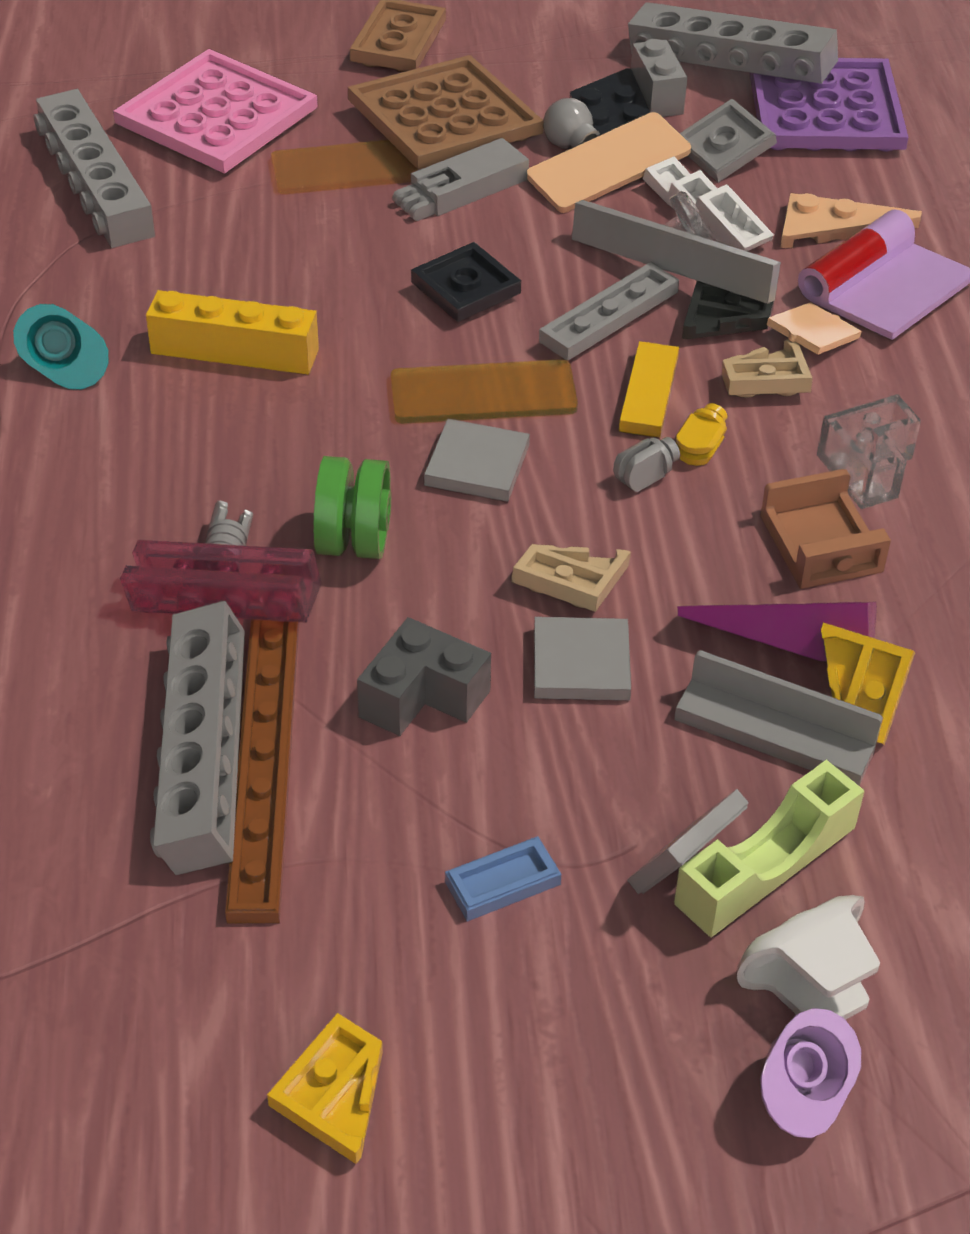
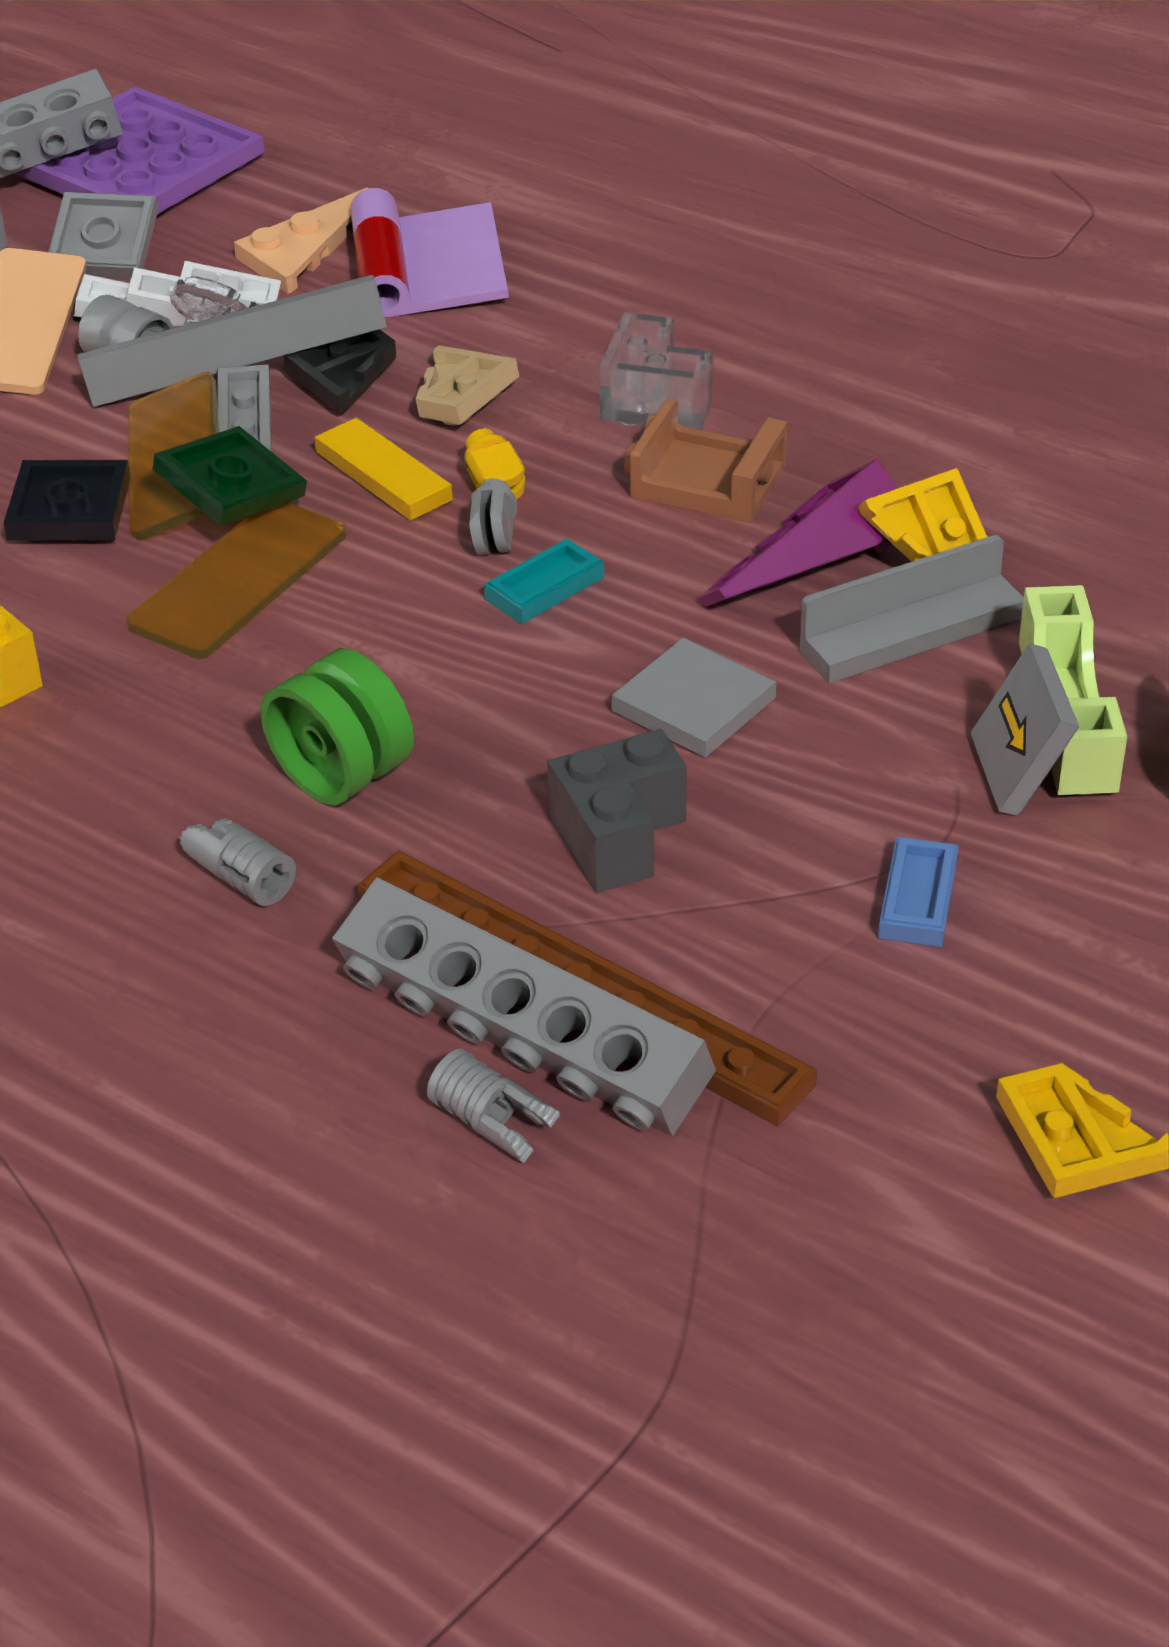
camera: 50 degrees left, 5 degrees down
(116, 767) = (486, 1100): none -> light grey hinge
(251, 579) = (313, 882): clear pink brick -> none
(477, 460) = (335, 616): light grey tile -> none
(541, 327) = (229, 475): none -> dark green tile
(554, 296) = (157, 424): none -> clear yellow piece
(570, 573) = (587, 643): tan wing -> none
(622, 523) = (544, 580): none -> teal tile
(635, 196) = (114, 321): none -> light grey wheel
(814, 328) = (436, 329): light nougat piece -> none

